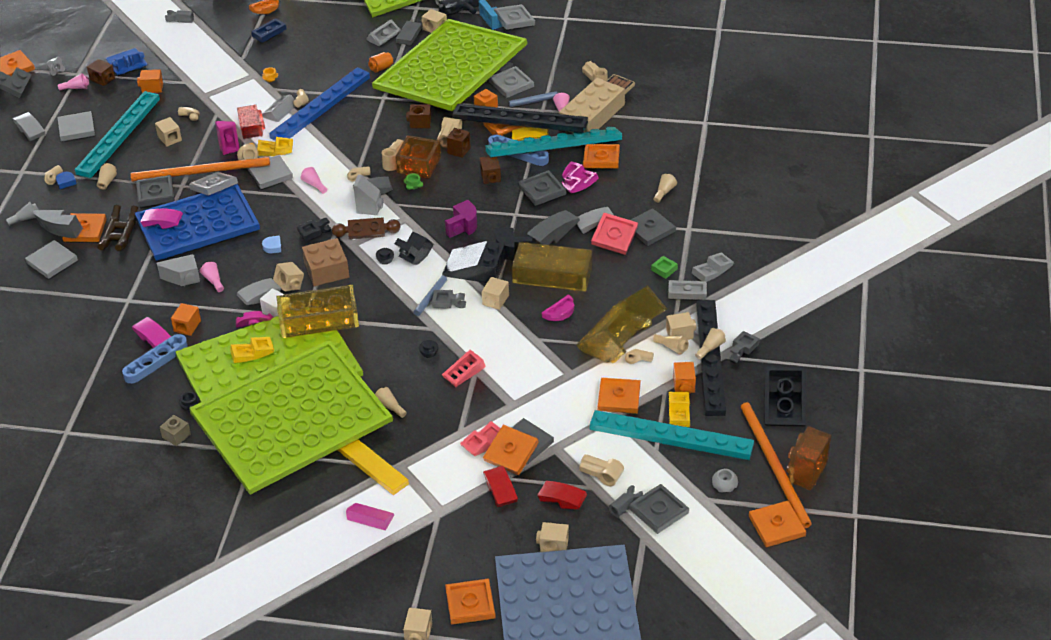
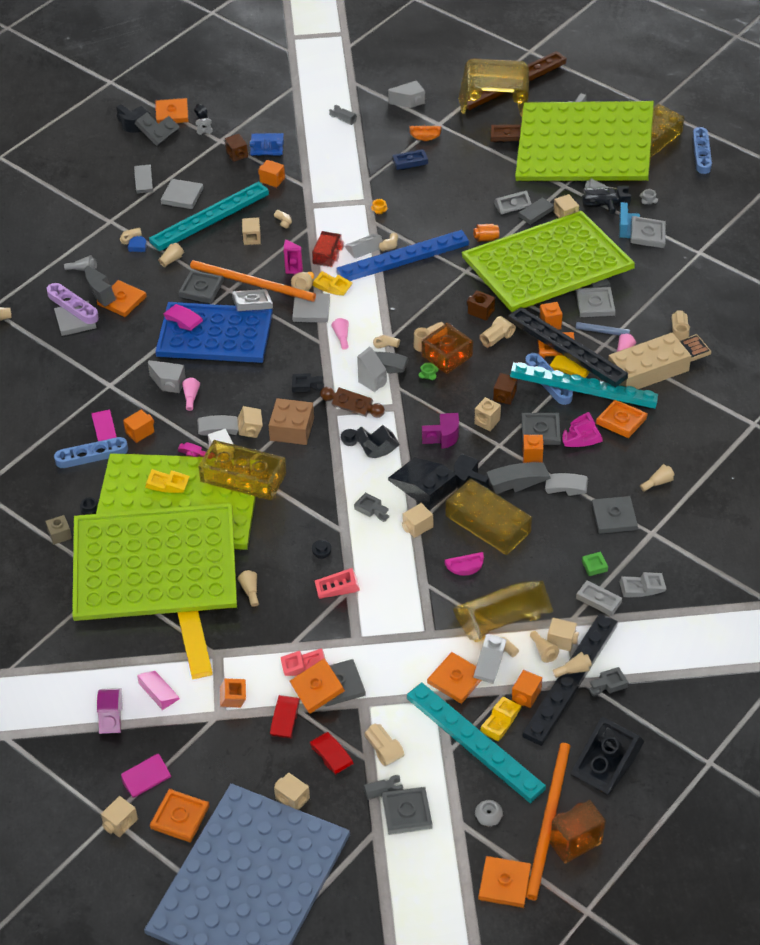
camera: 30 degrees right, 5 degrees up
(43, 55) = (201, 111): none -> black plate
(61, 249) = (87, 313): none -> lavender beam
(77, 82) = (211, 150): bright pink cone -> none
(115, 223) = (147, 305): dark brown piece -> none
(272, 244) = (262, 383): light blue tile -> none
(342, 546) = (109, 710): none -> brick
(414, 586) = (145, 775): none -> dark pink slope
(428, 298) = (352, 500): sand blue bar -> none
(444, 485) = (232, 693): none -> orange brick
(458, 142) = (495, 348): reddish brown brick -> none
(491, 192) = (487, 414): none -> tan brick
(549, 203) = (532, 448): none -> orange brick
(614, 233) = (571, 507): coral plate -> none
(639, 366) = (490, 658): none -> light grey slope

